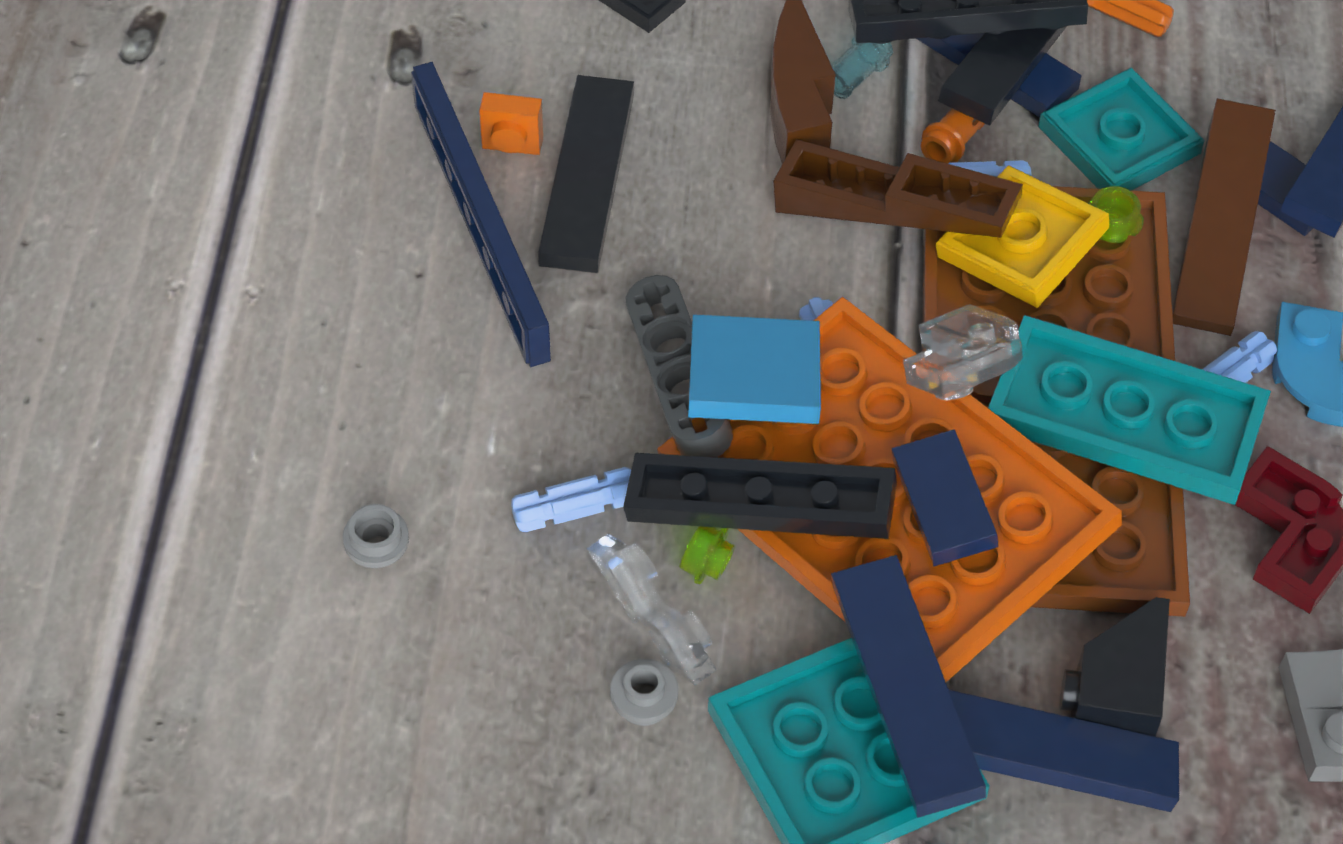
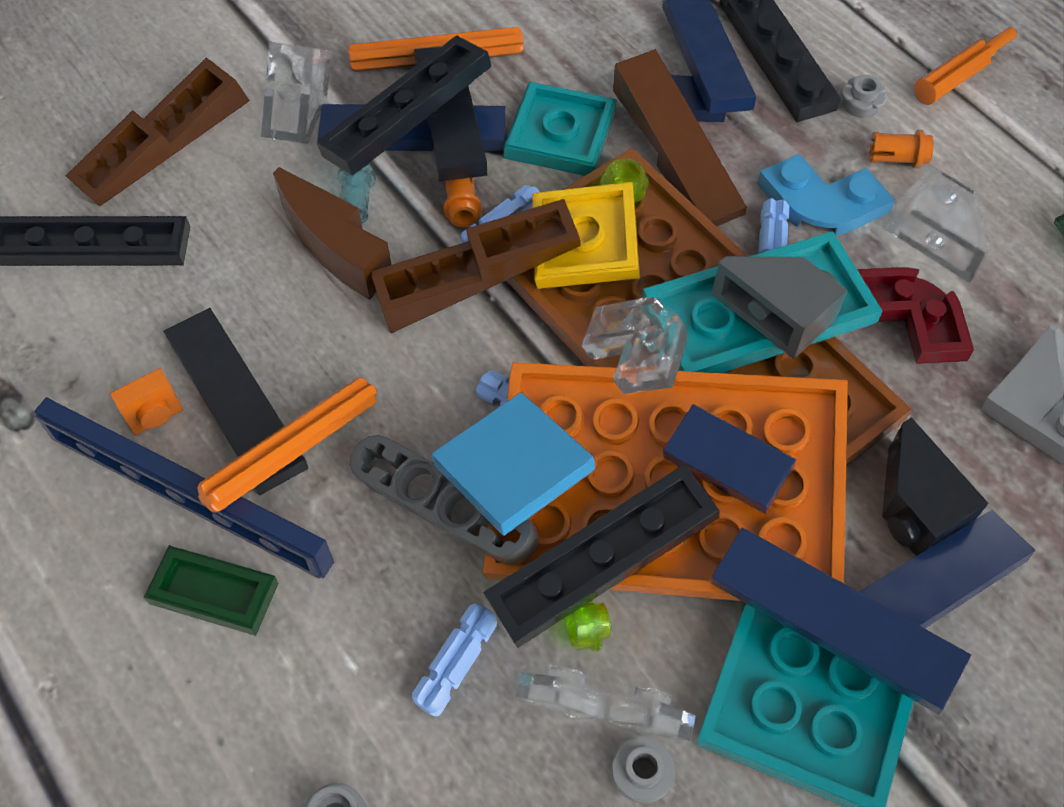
camera: 40 degrees left, 5 degrees up
(434, 310) = (211, 590): none -> dark green tile
(593, 232) = (285, 445): none -> orange axle
(1137, 404) = (780, 297): none -> dark grey slope

